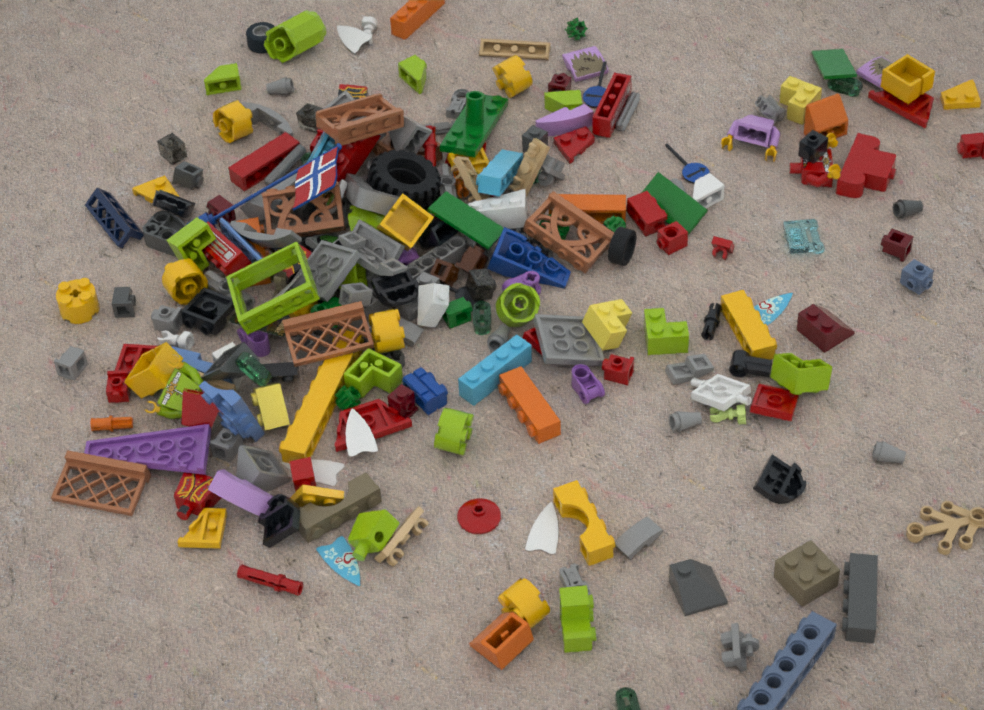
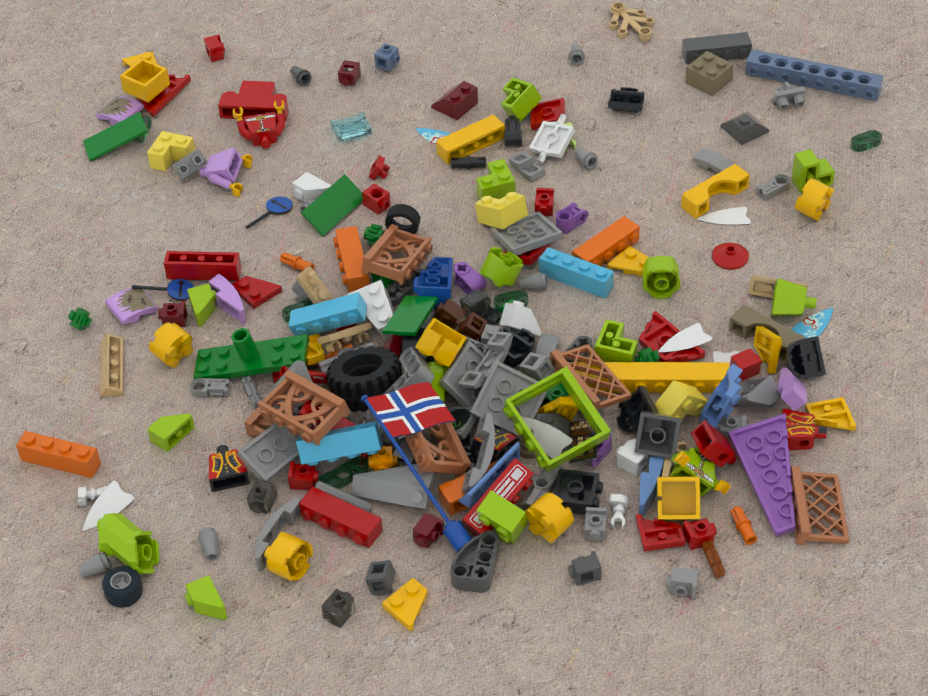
camera: 105 degrees left, 0 degrees up
(77, 300) = (600, 606): yellow brick -> none
(87, 393) = (713, 558): none -> dark orange axle
(115, 212) = (455, 623): dark blue fence -> none
(173, 203) = (435, 569): black slope -> none
(253, 369) = (663, 404): clear green beam -> none
(278, 582) = (860, 351): red pin -> none
(386, 331) = (570, 334): yellow brick -> none
(403, 401) = (636, 316): dark red brick -> none
(427, 391) = (618, 309): blue brick -> none
(499, 426) = (629, 261): none -> yellow wing
(503, 639) = (847, 207): orange slope -> none
(533, 132) = (265, 311): dark grey brick -> none
(599, 173) = (295, 262): none -> orange axle
(646, 213) = (351, 215): red brick -> none
(813, 146) = (251, 120): black brick -> none
(826, 117) = (202, 129): orange slope -> none

